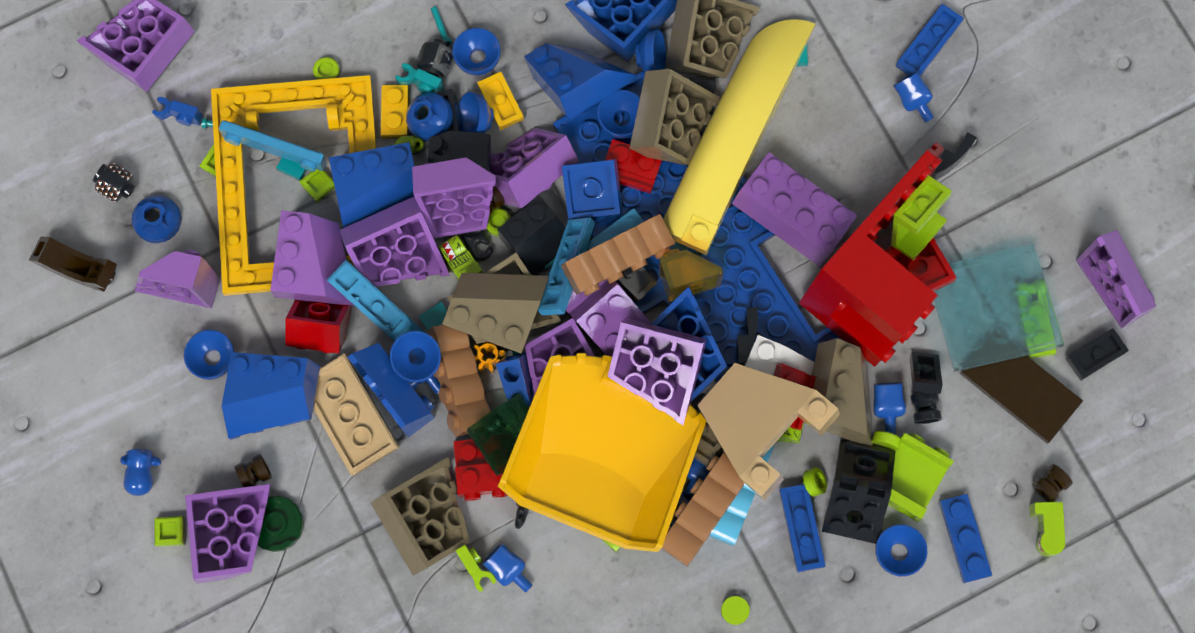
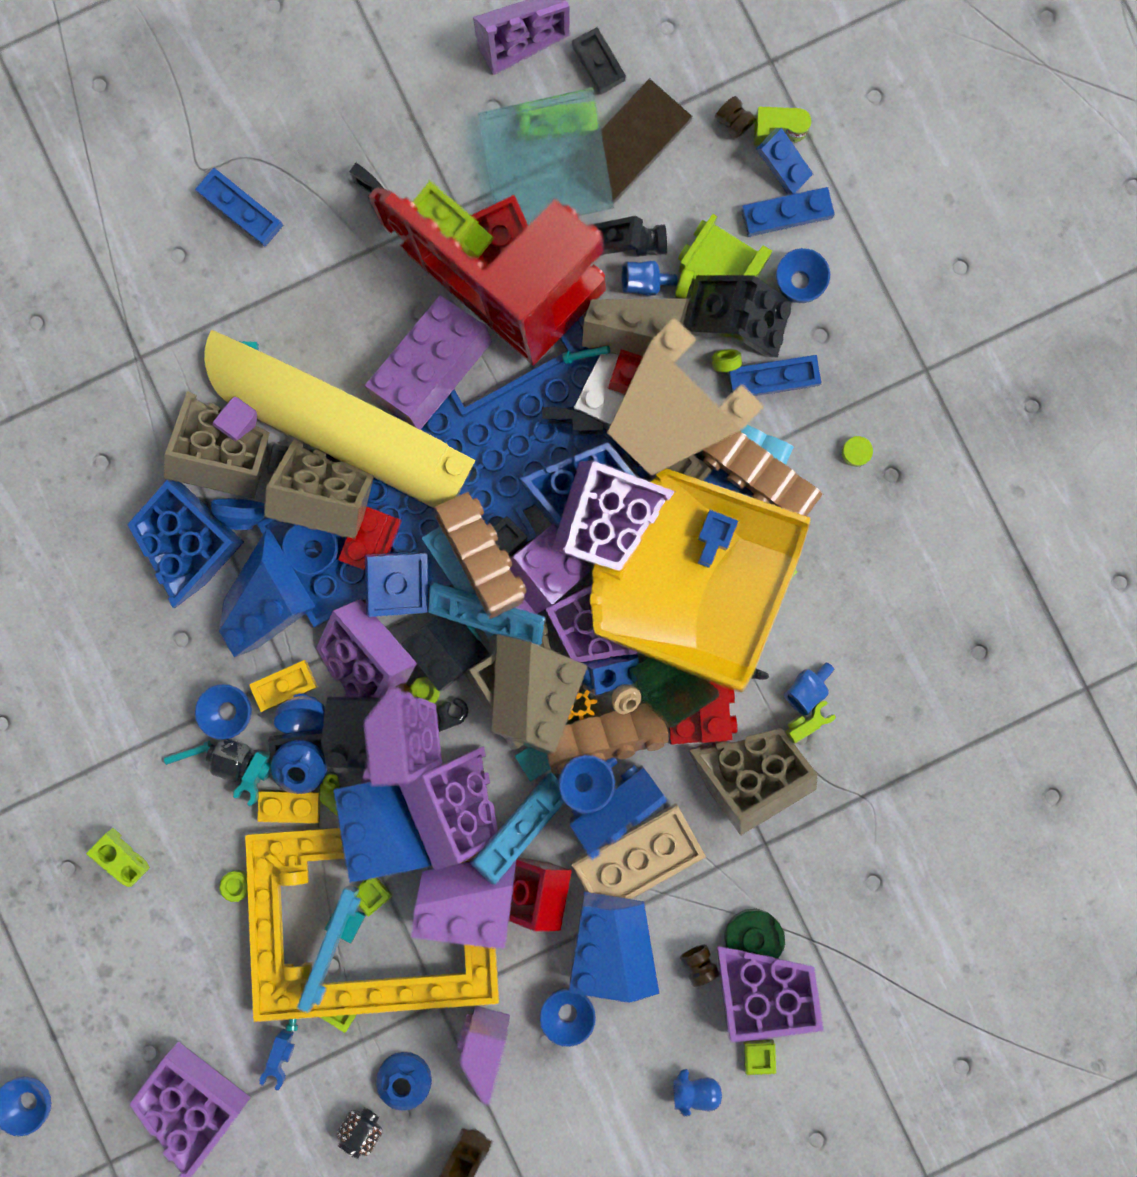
camera: 90 degrees left, 10 degrees up
(458, 257) = (468, 734): lime leg -> none
(492, 393) = (625, 699): none -> tan plate
(647, 469) = (716, 533): none -> blue plate
(686, 270) = (501, 483): clear yellow slope -> none
(734, 47) = (236, 419): none -> medium lavender slope
(808, 334) = (568, 357): none -> teal piece
(915, 95) = (300, 227): blue piece -> none
(1012, 530) = (784, 161): none -> blue plate

